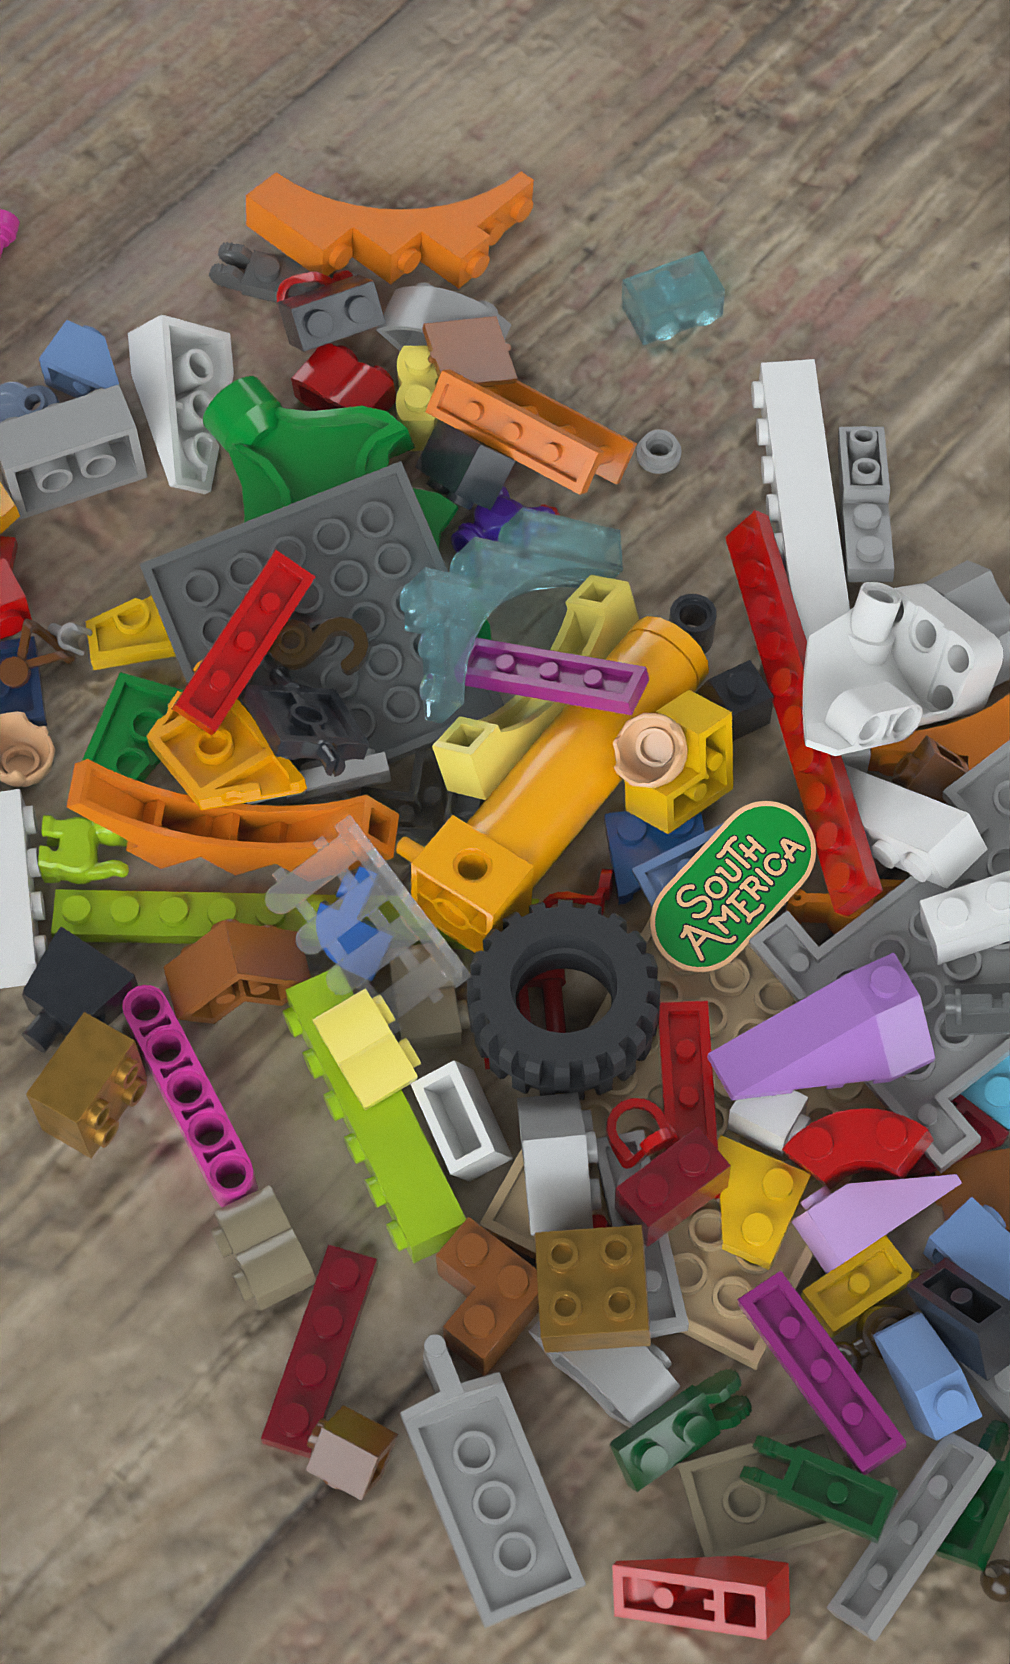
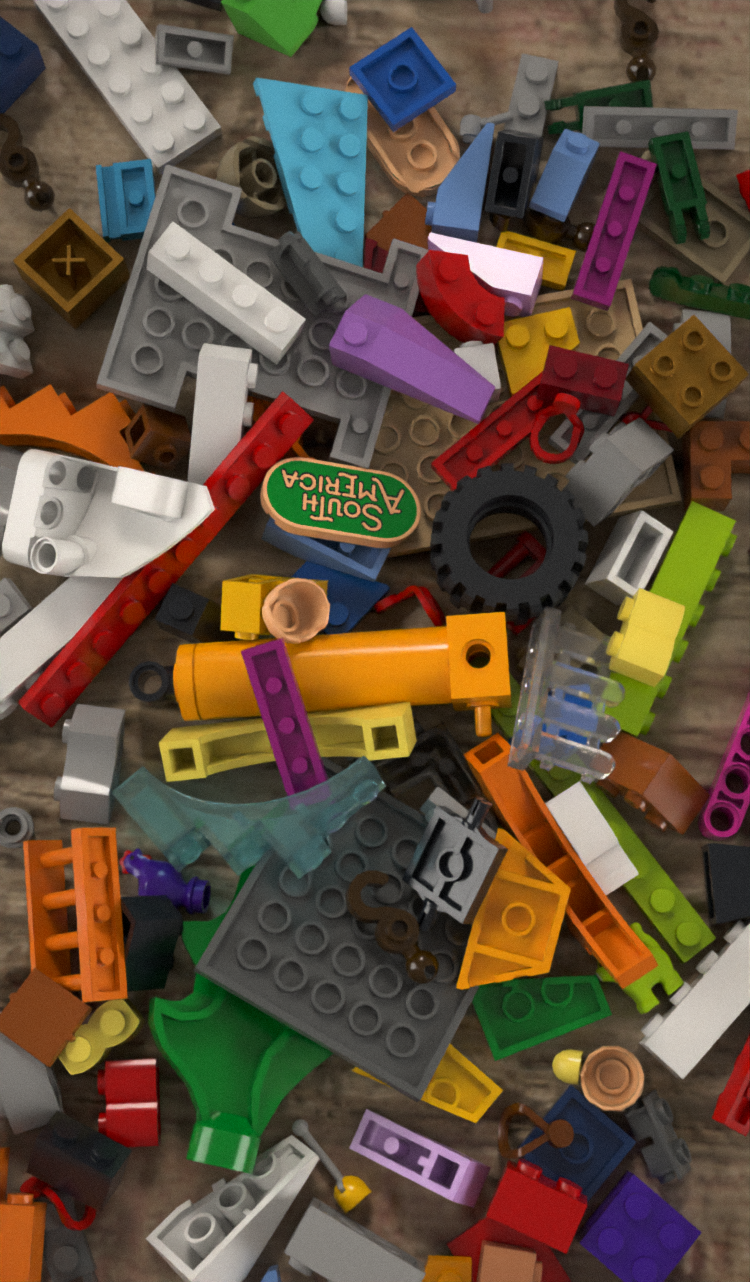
camera: 130 degrees left, 15 degrees up
(63, 732) = (568, 1066): none -> light yellow hinge
(69, 635) = (497, 1121): light grey hand -> none
(89, 564) = (420, 1158): none -> lavender slope
(126, 498) = (348, 1189): none -> hinge
(227, 875) = (591, 838): none -> white piece
(243, 642) = (434, 953): red plate -> none
(663, 540) = (91, 763): none -> light grey brick

